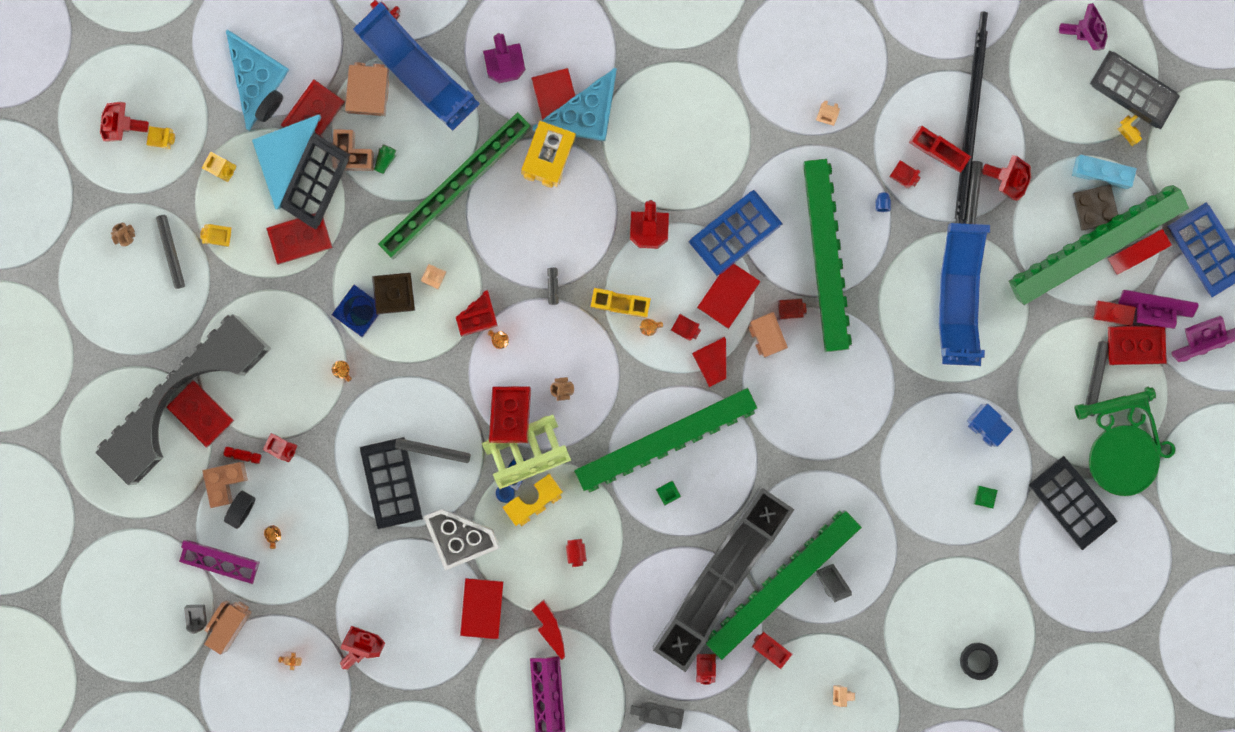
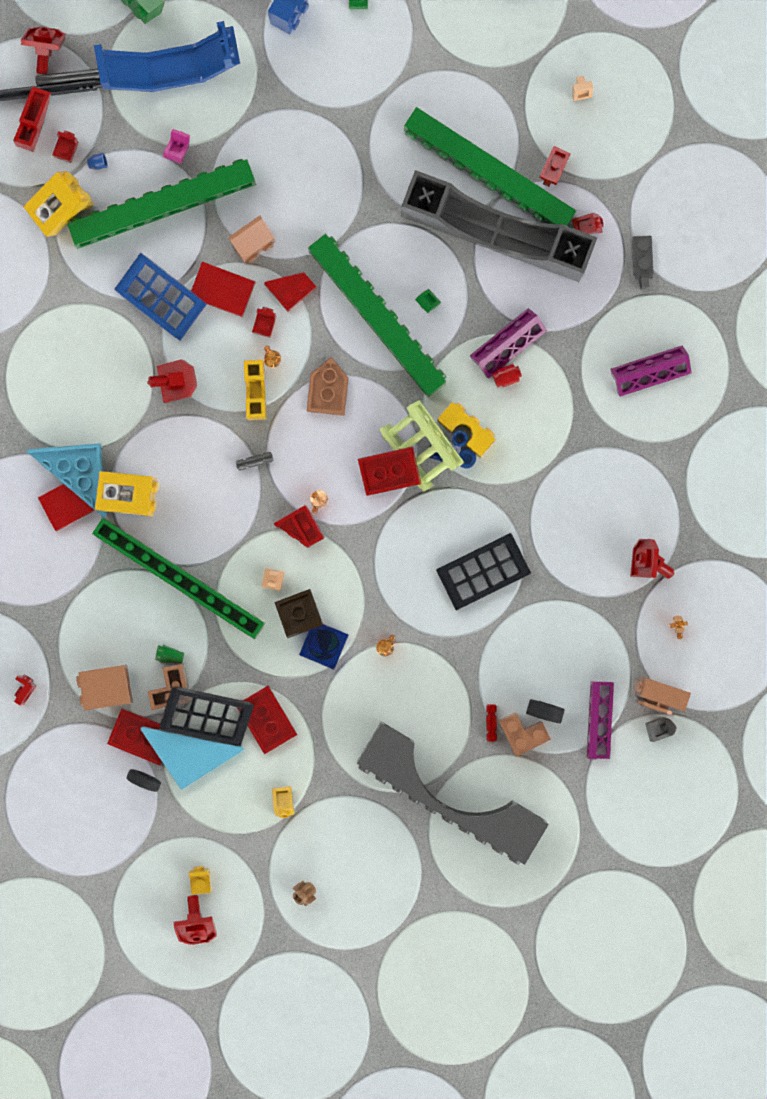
camera: 110 degrees left, 0 degrees up
(170, 251) = (310, 842): dark grey axle -> none
(200, 413) = (461, 774): red tile -> none
(219, 166) = (215, 815): yellow bracket -> none
(254, 74) = (116, 802): medium azure tile -> none
(272, 535) = (562, 673): clear orange piece -> none
(280, 448) = (475, 687): bracket -> none
(415, 67) = (73, 643): blue panel -> none
(432, 450) = (442, 538): dark grey axle -> none
(459, 538) = (520, 490): white brick -> none
(481, 608) = (583, 454): red tile -> none
(504, 62) = (46, 560): magenta piece -> none
(522, 494) = (461, 434): none -> blue hose
(550, 629) = (585, 383): red slope -> none
(562, 388) = (352, 427): medium nougat gear -> none
(605, 374) = (328, 389): none -> nougat tile
(611, 560) = (507, 339): none -> magenta fence
(791, 309) = (221, 224): clear red brick -> none
(827, 113) = (23, 234): light nougat tile -> none
(833, 583) = (476, 121): dark grey tile -> none
(856, 166) = (58, 191): none -> yellow brick
(879, 283) = (177, 146): none -> dark pink bracket

